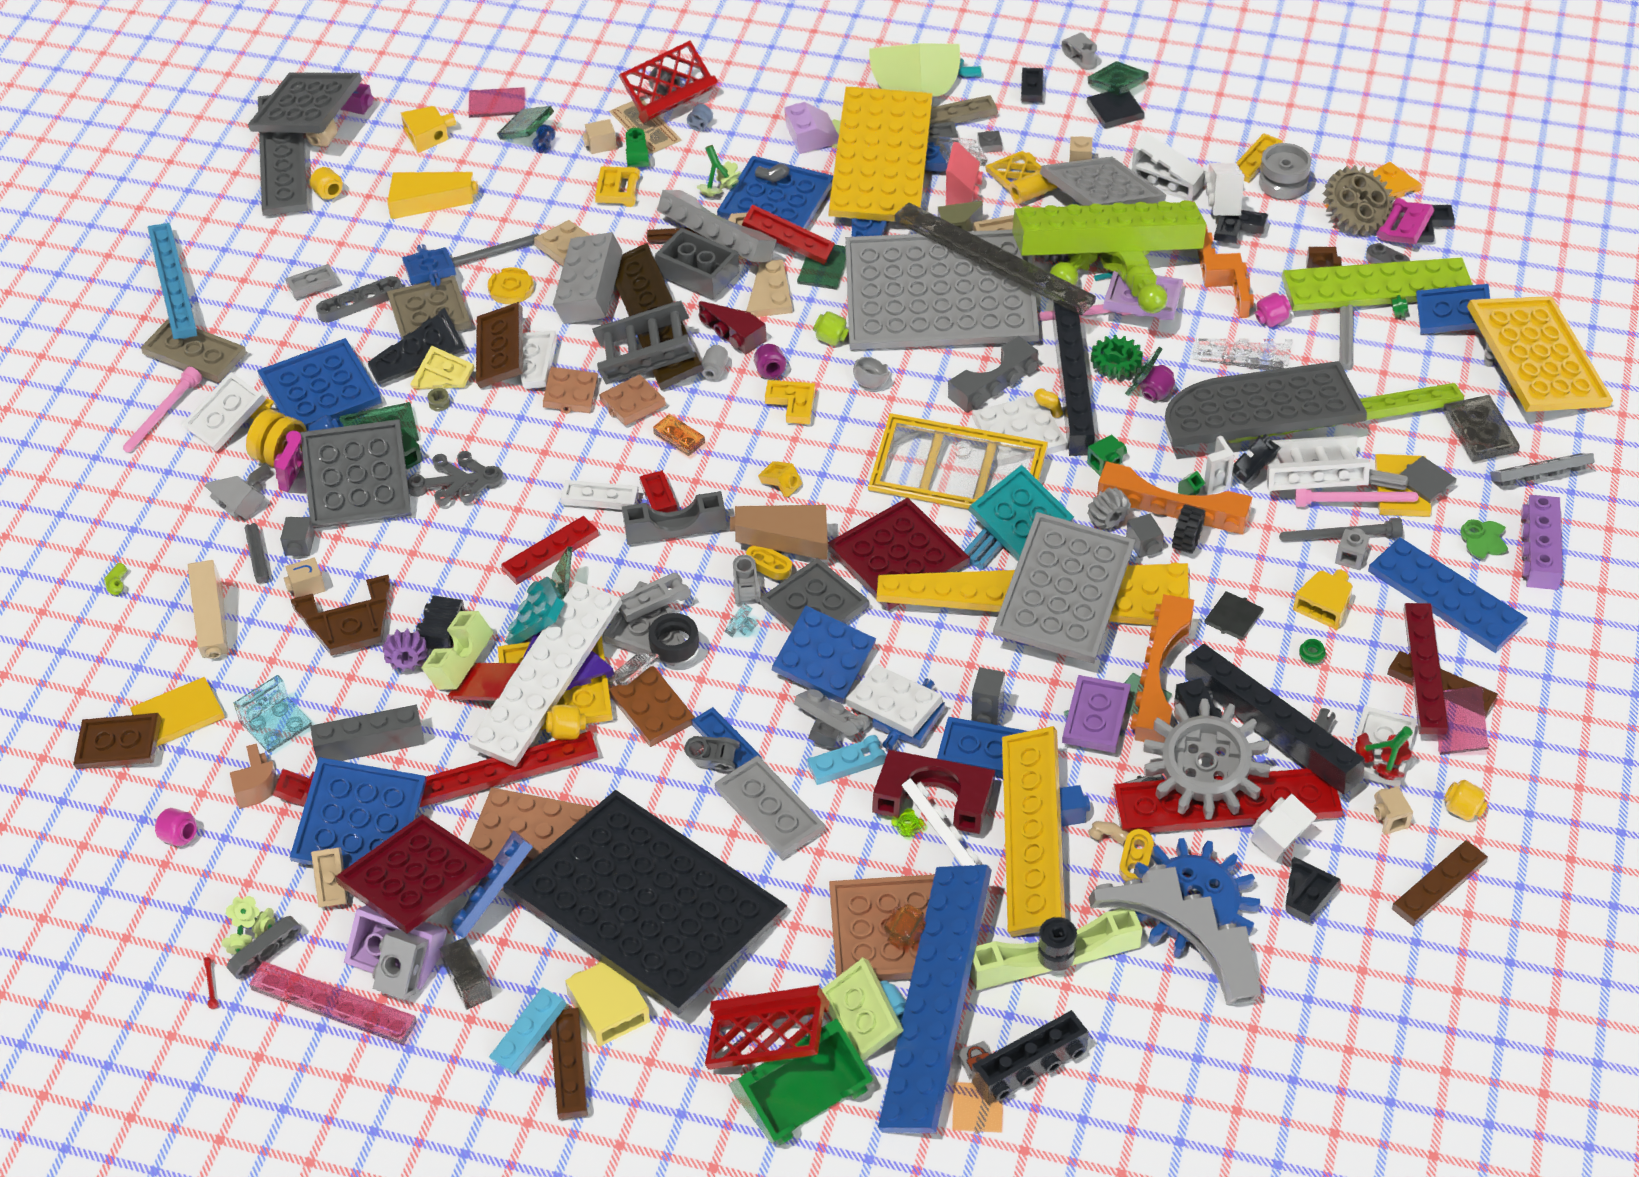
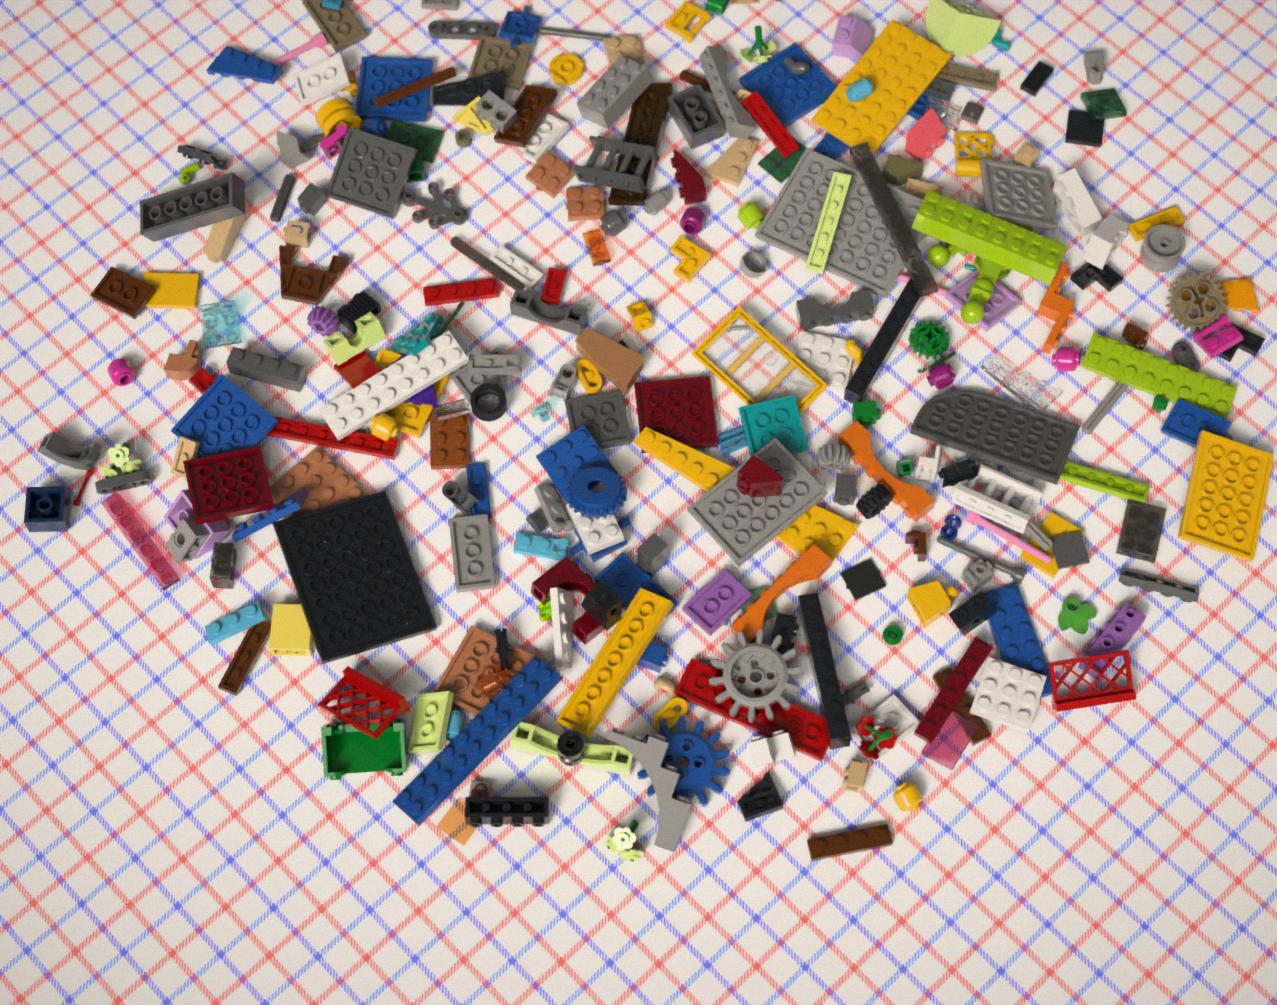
camera: 30 degrees right, 15 degrees up
(113, 440) = (243, 65): none -> blue wing
(126, 553) = (204, 156): none -> black hinge
(155, 599) = (192, 207): none -> dark grey brick
(171, 950) = (69, 453): none -> dark grey arch
(181, 1025) = (47, 509): none -> dark blue brick
(345, 371) = (414, 87): none -> reddish brown axle
(465, 349) = (499, 109): none -> light grey brick
(561, 508) = (486, 263): none -> clear smoke axle
(681, 401) = (613, 222): none -> dark grey head
(864, 159) = (859, 90): none -> medium azure brick
(881, 674) = (593, 503): none -> blue gear
(890, 883) = (503, 649): none -> black pin
(926, 293) = (828, 223): none -> yellowish green plate
(979, 769) = (603, 605): none -> black torso
(1059, 553) = (758, 479): none -> dark red slope
(1198, 1006) = (624, 839): none -> yellowish green plant
(1268, 548) = (918, 540): none -> reddish brown bracket
(1288, 516) = (953, 528): none -> clear blue bush
(1382, 583) = (972, 613): none -> black brick
(1485, 643) = (1008, 695): none -> white plate
(1568, 604) = (1092, 698): none -> red fence

